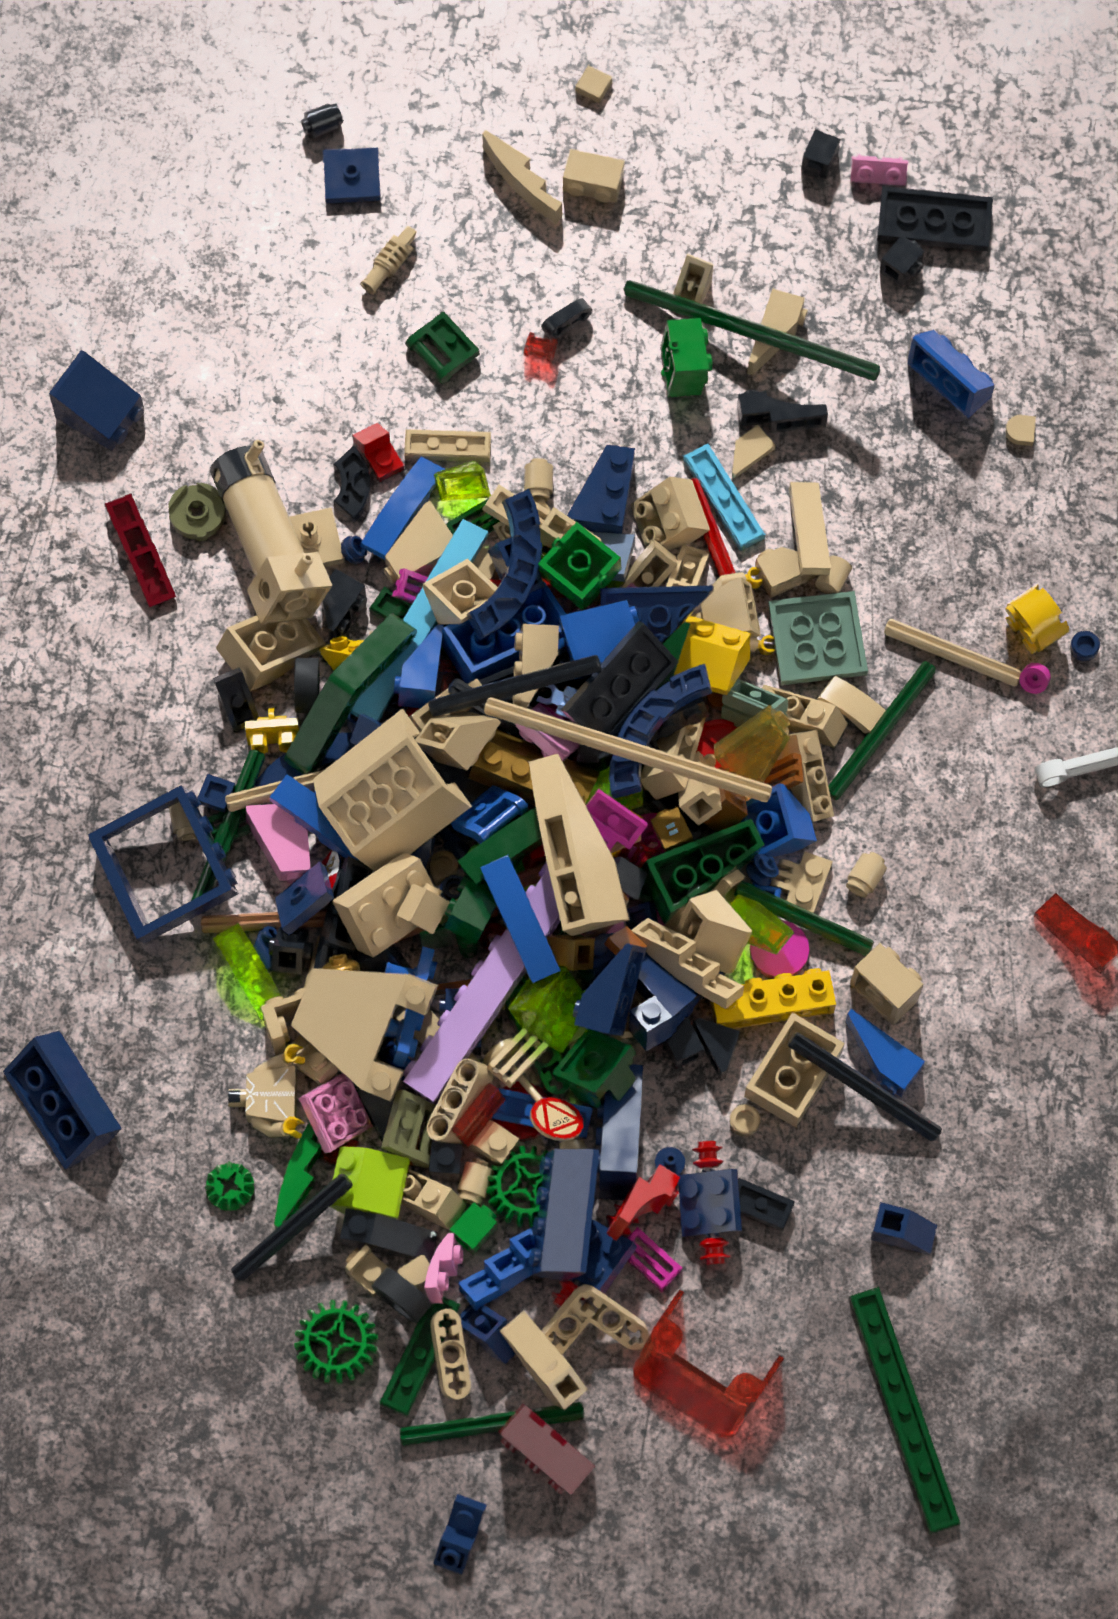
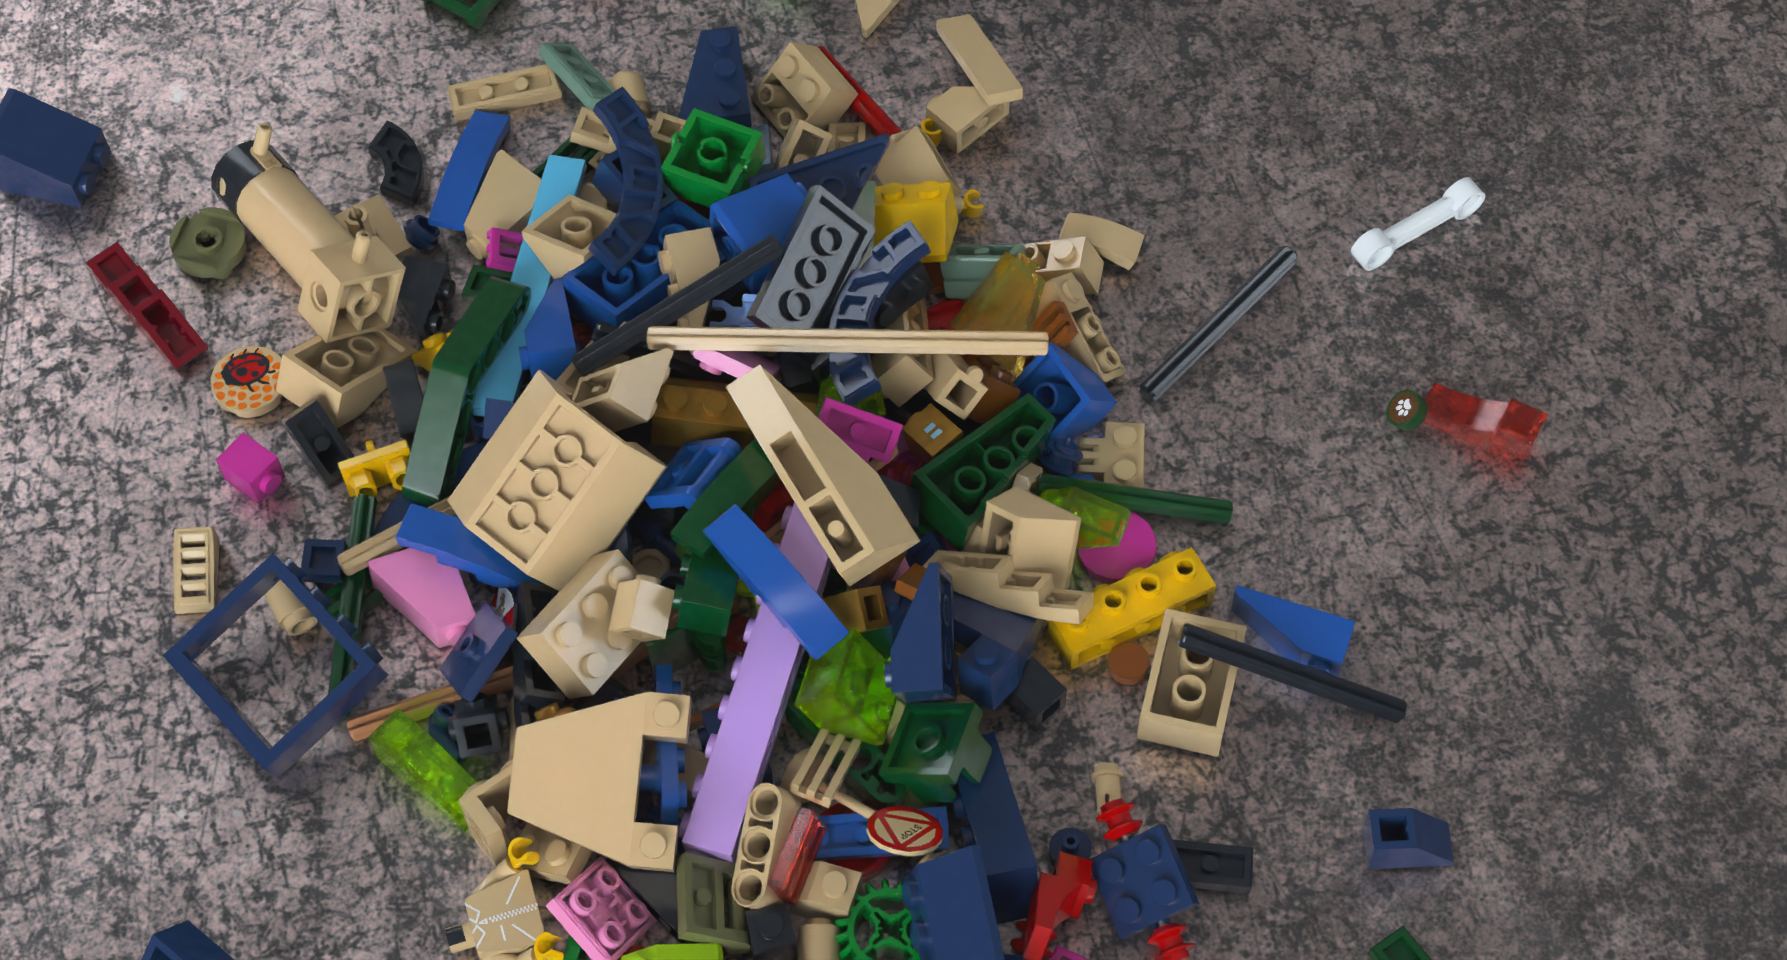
camera: 15 degrees left, 10 degrees down
(130, 747) = (195, 544): none -> tan slope
(183, 704) = (251, 468): none -> dark pink brick
(198, 632) = (247, 381): none -> tile
(378, 451) = (421, 119): red slope -> none
(462, 482) = (536, 121): clear neon green slope -> none
(506, 454) = (576, 72): none -> sand green tile
(711, 1125) = (1107, 783): none -> tan pin
(718, 1044) = (1083, 678): black slope -> none
(724, 497) = (863, 60): medium azure tile -> none
(744, 1120) = (1148, 767): tan tile -> none
(757, 1040) = (1128, 663): none -> dark orange tile
(817, 638) = (1031, 178): sand green plate -> none
(839, 573) = (1025, 113): tan piece -> none
(866, 874) = (1192, 426): tan brick -> none
(881, 730) = (1147, 260): dark green axle -> none
(887, 983) = (1270, 542): tan brick -> none
(916, 797) = (1218, 324): none -> black axle
(952, 652) = (1200, 152): tan axle -> none
(1027, 909) = (1407, 410): none -> tile
(1035, 678) = (1310, 151): dark pink tile -> none
(1036, 618) = (1288, 83): yellow brick -> none
(1084, 646) = (1354, 104): dark blue tile -> none

